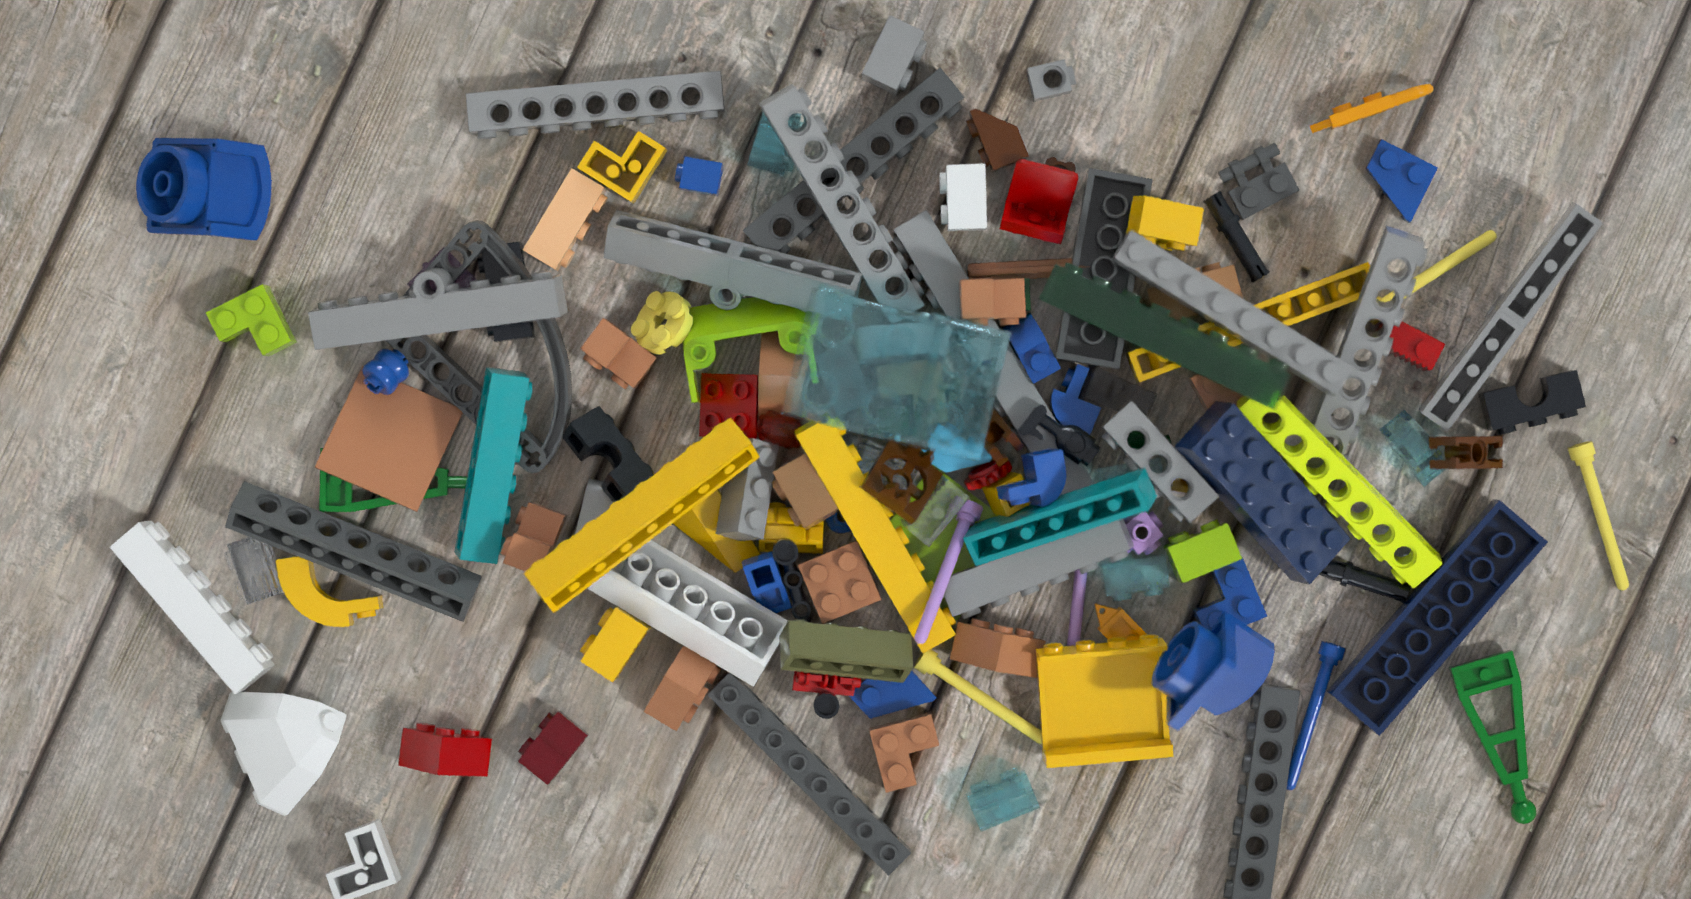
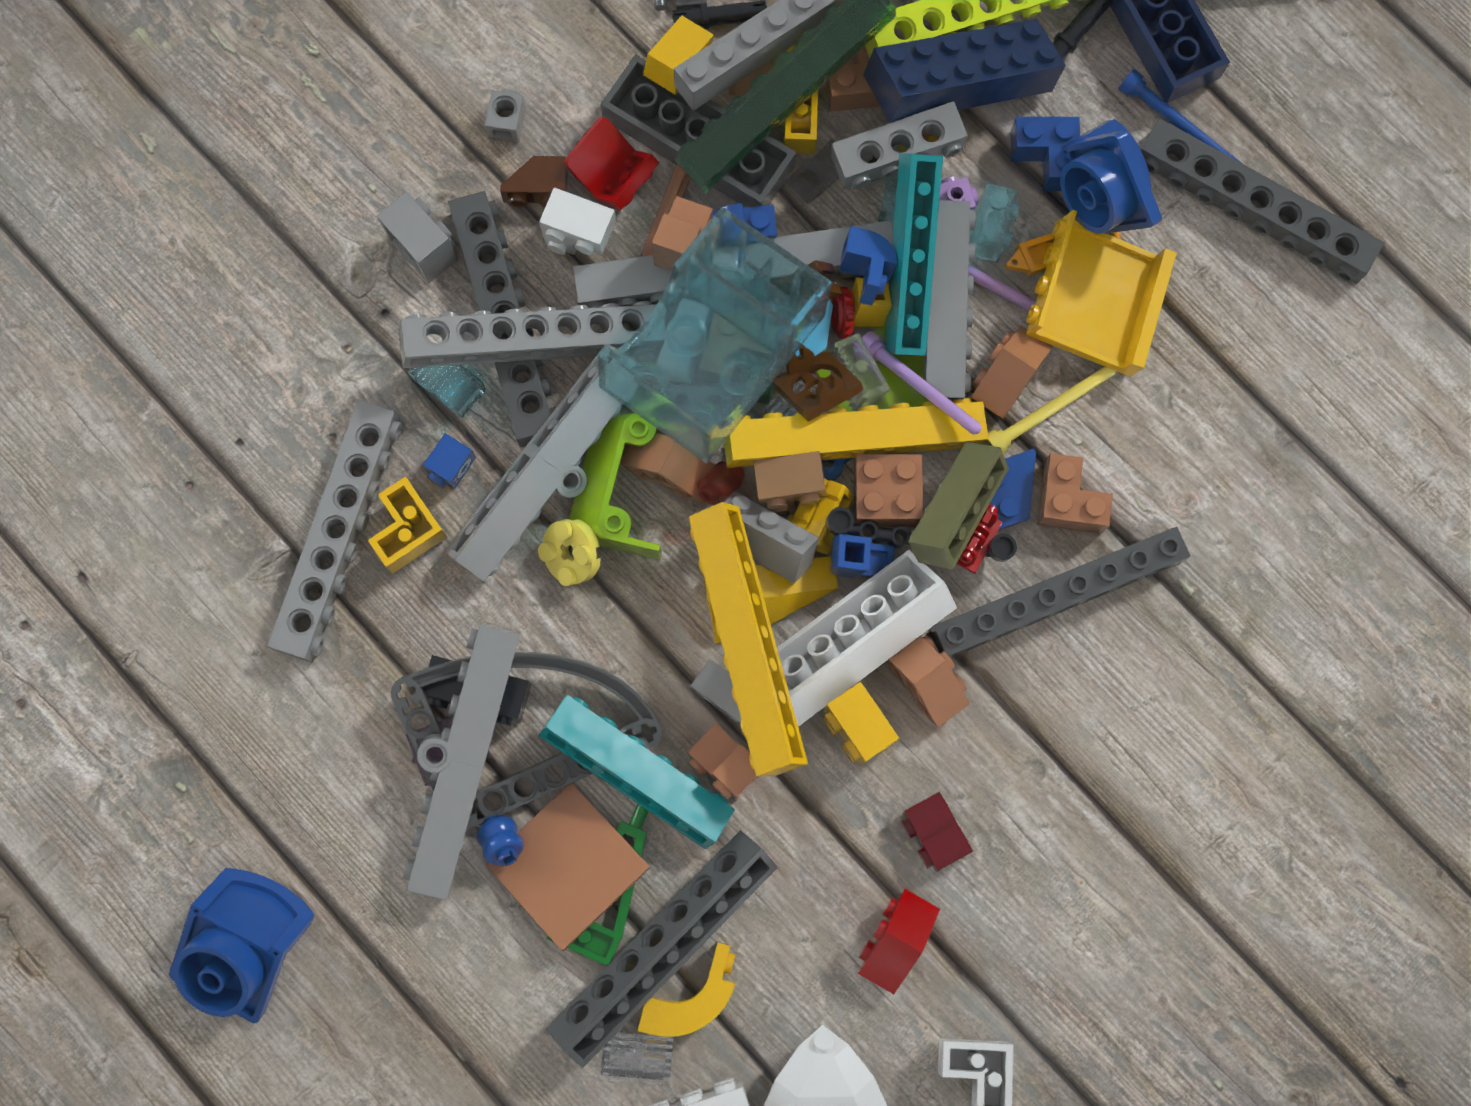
camera: 70 degrees left, 10 degrees down
(257, 313) = (382, 950): lime brick -> none
(566, 220) = (432, 604): light nougat brick -> none
(598, 435) = (652, 658): black arch -> none
(619, 353) = (582, 606): nougat brick -> none
(728, 397) = (669, 524): red hinge -> none
(1002, 799) = (1155, 426): clear light blue brick -> none
(1067, 407) = (819, 214): blue brick -> none
(1072, 439) = (851, 214): black piece -> none
(1201, 552) = (998, 149): lime brick -> none

